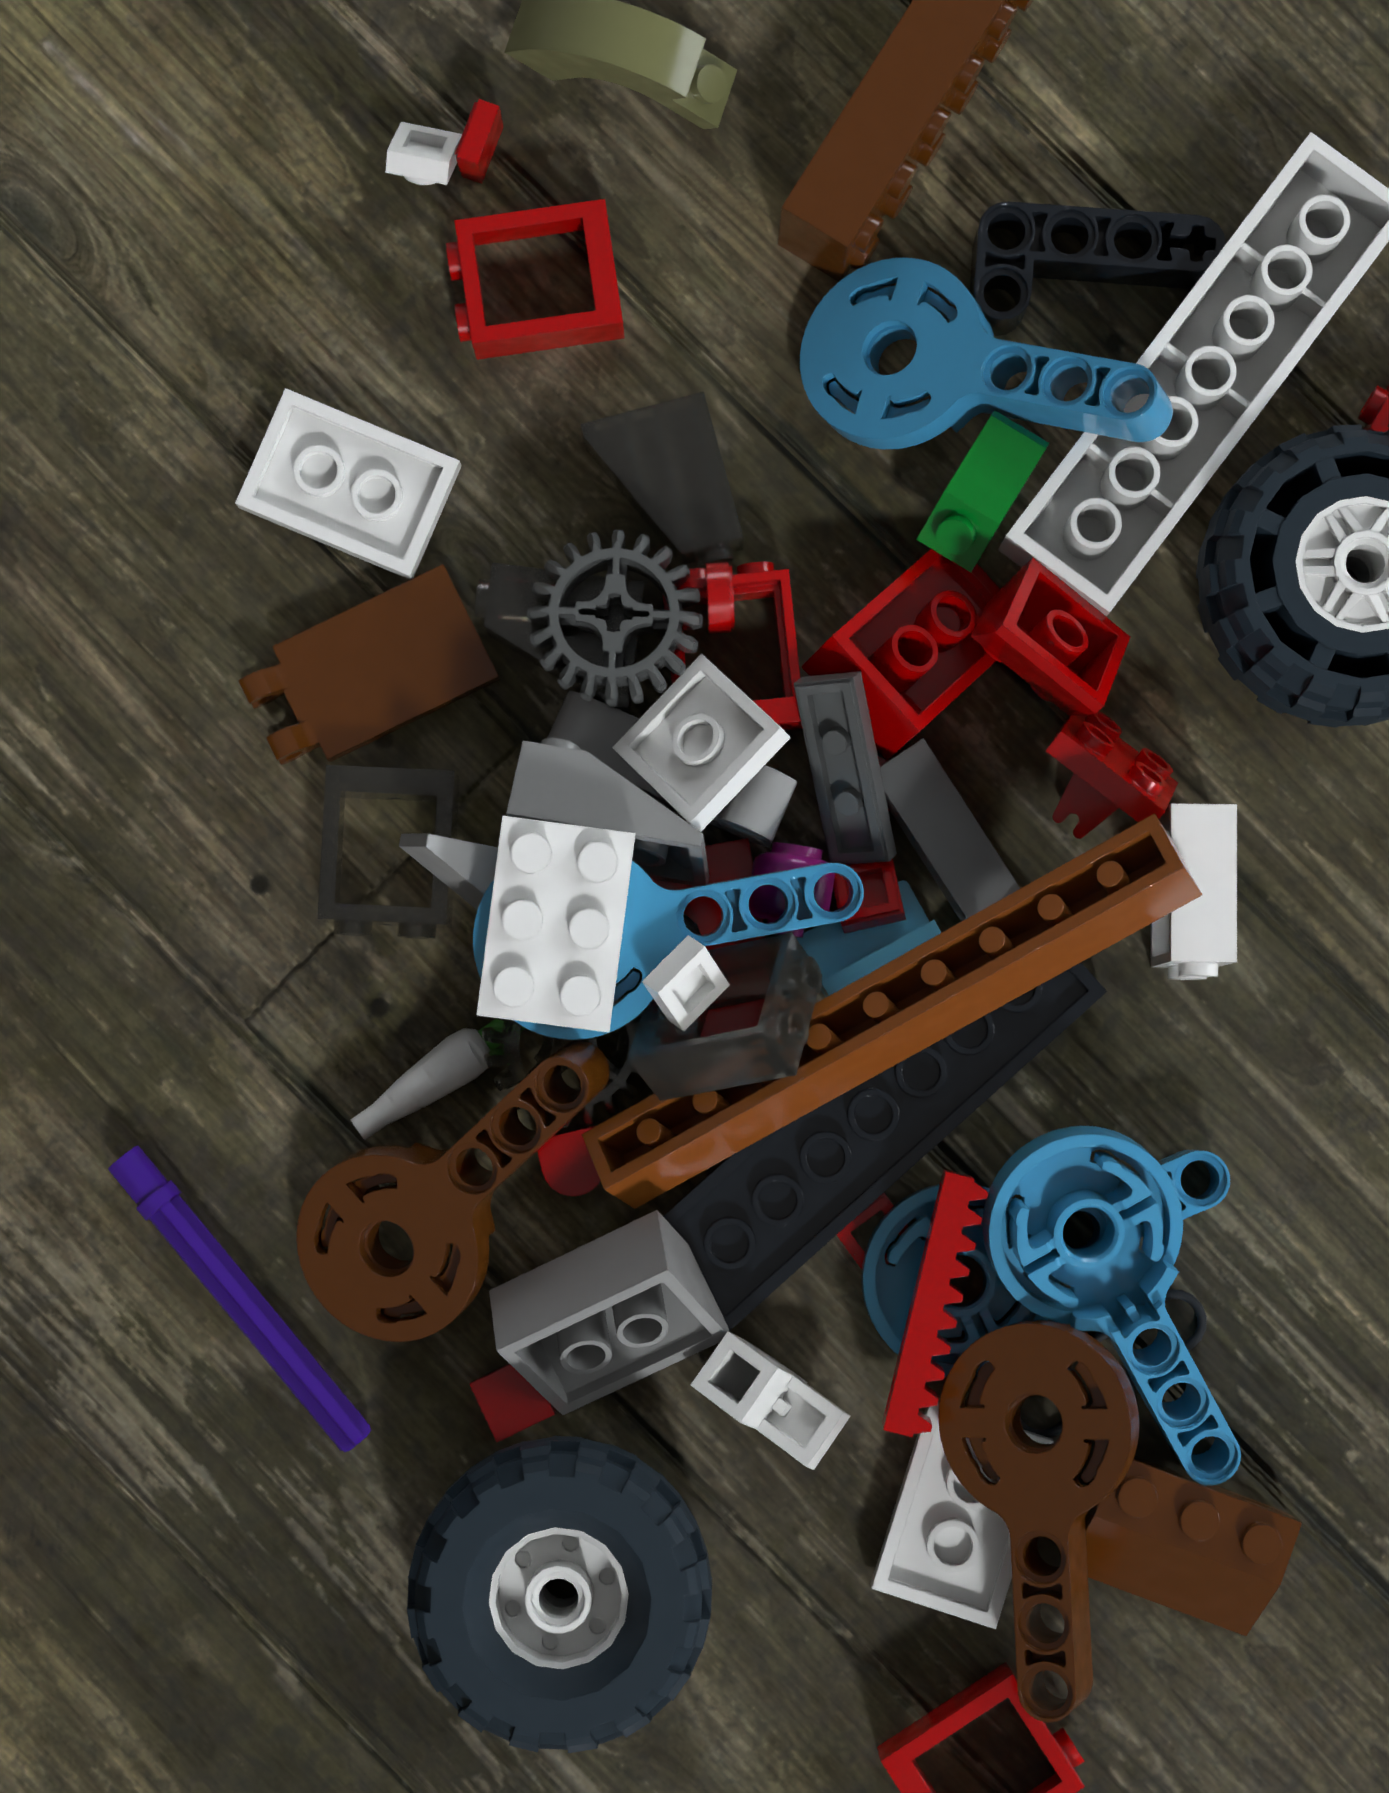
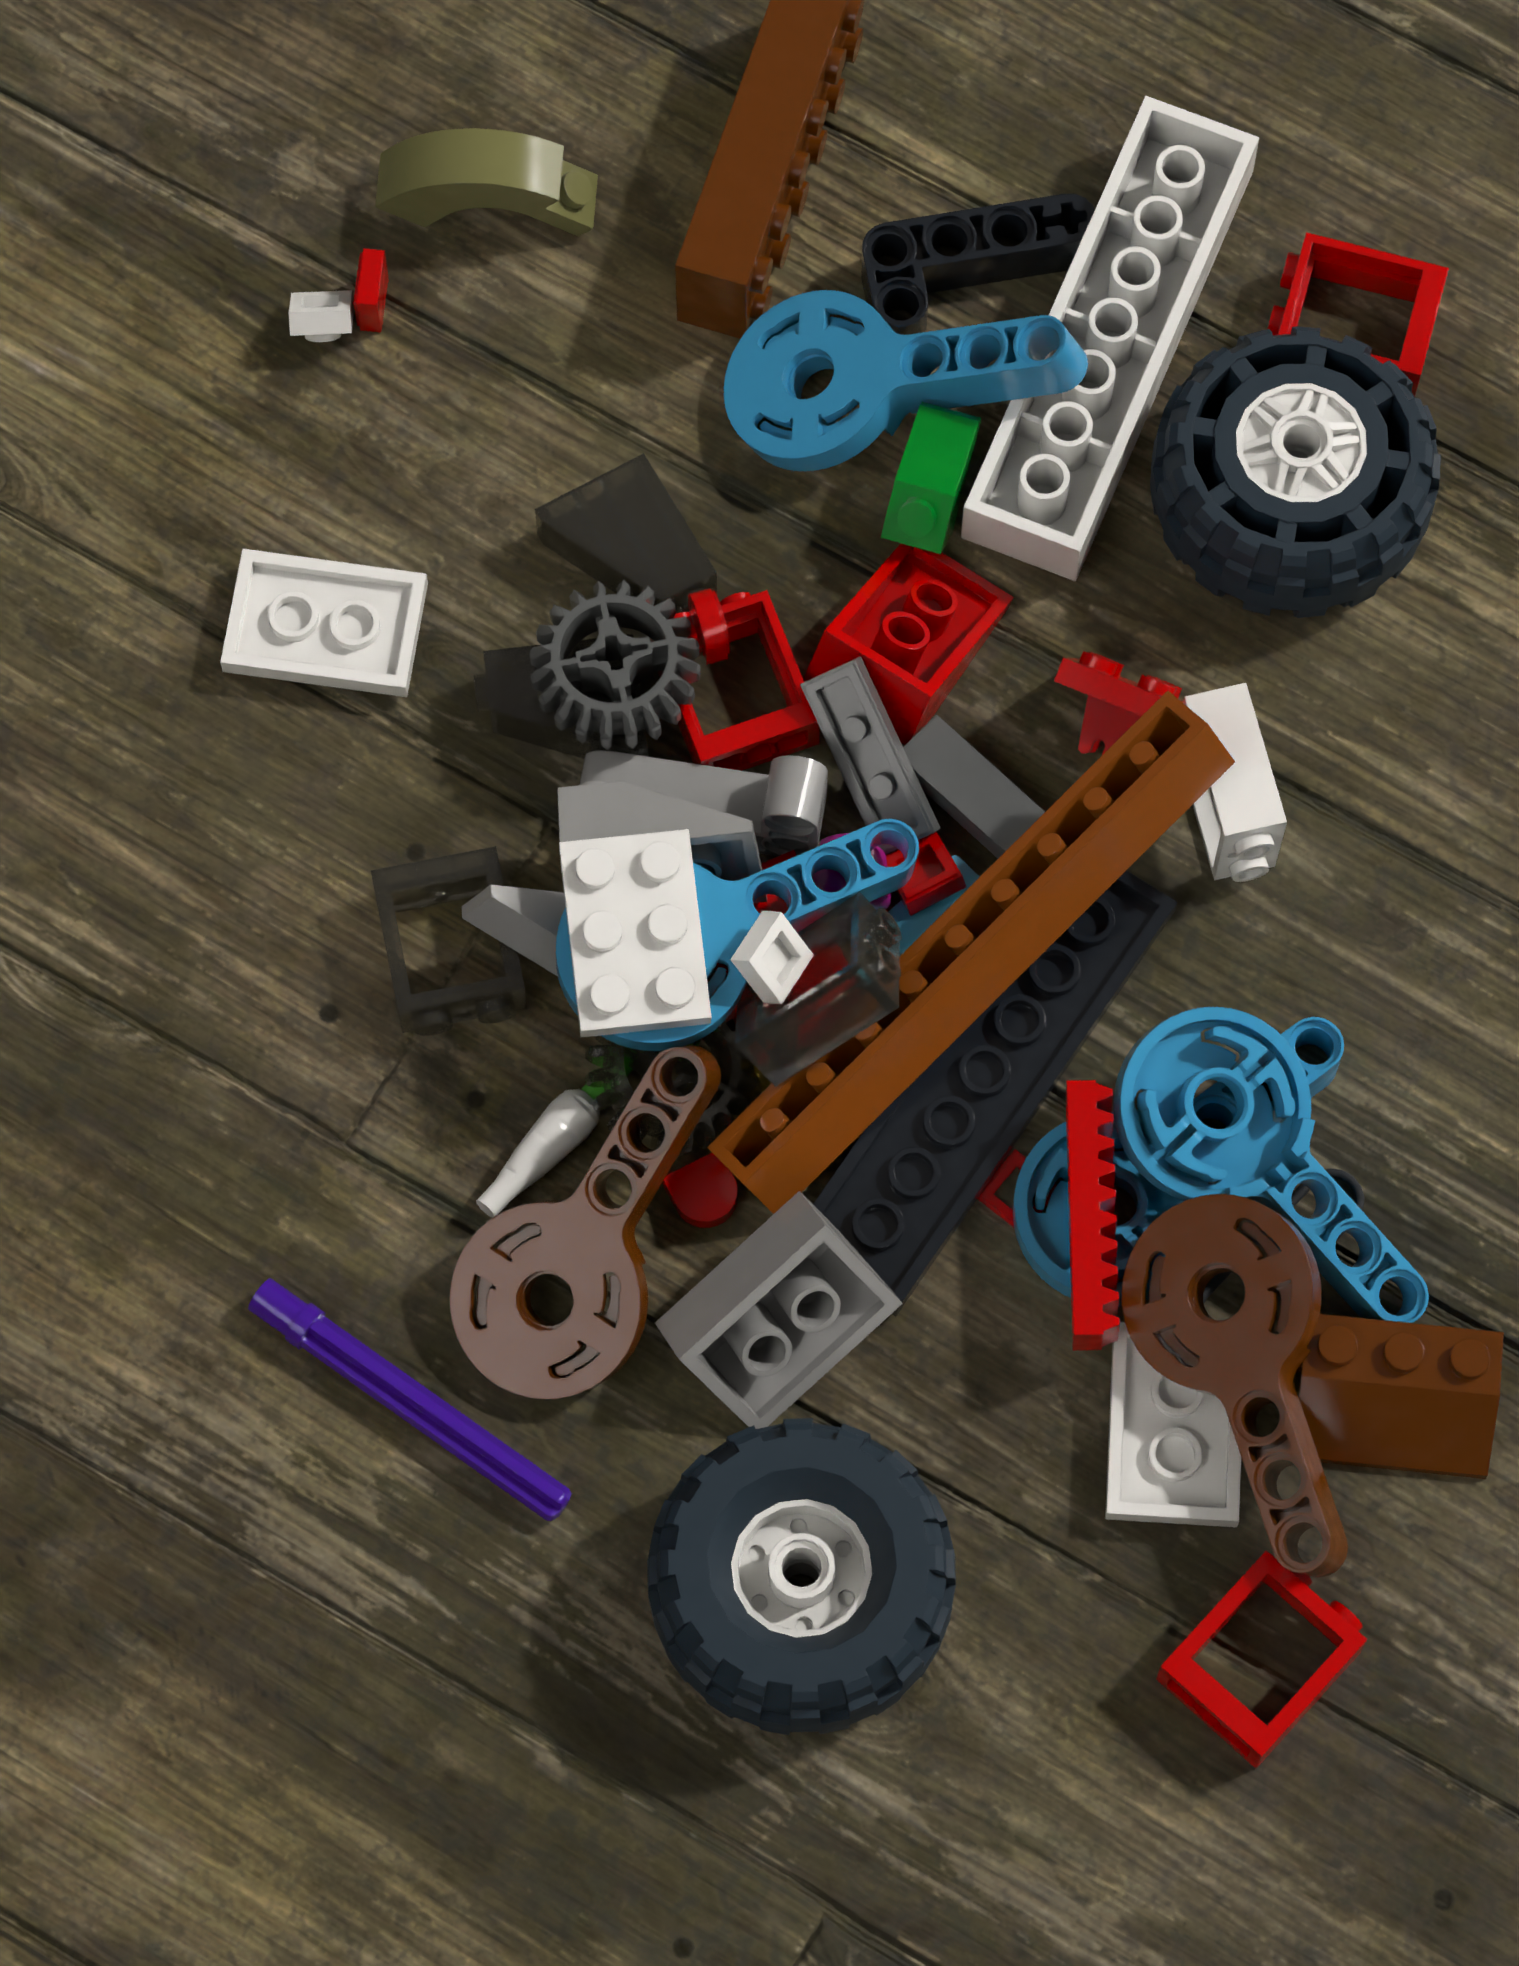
camera: 15 degrees left, 15 degrees down
(373, 669) = (390, 785): reddish brown tile -> none
(509, 1402) = (700, 1424): red tile -> none
(543, 333) = (475, 444): red window -> none
(701, 742) = (728, 749): white plate -> none
(770, 1399) = (951, 1357): white brick -> none
(1052, 639) = (1032, 592): red slope -> none

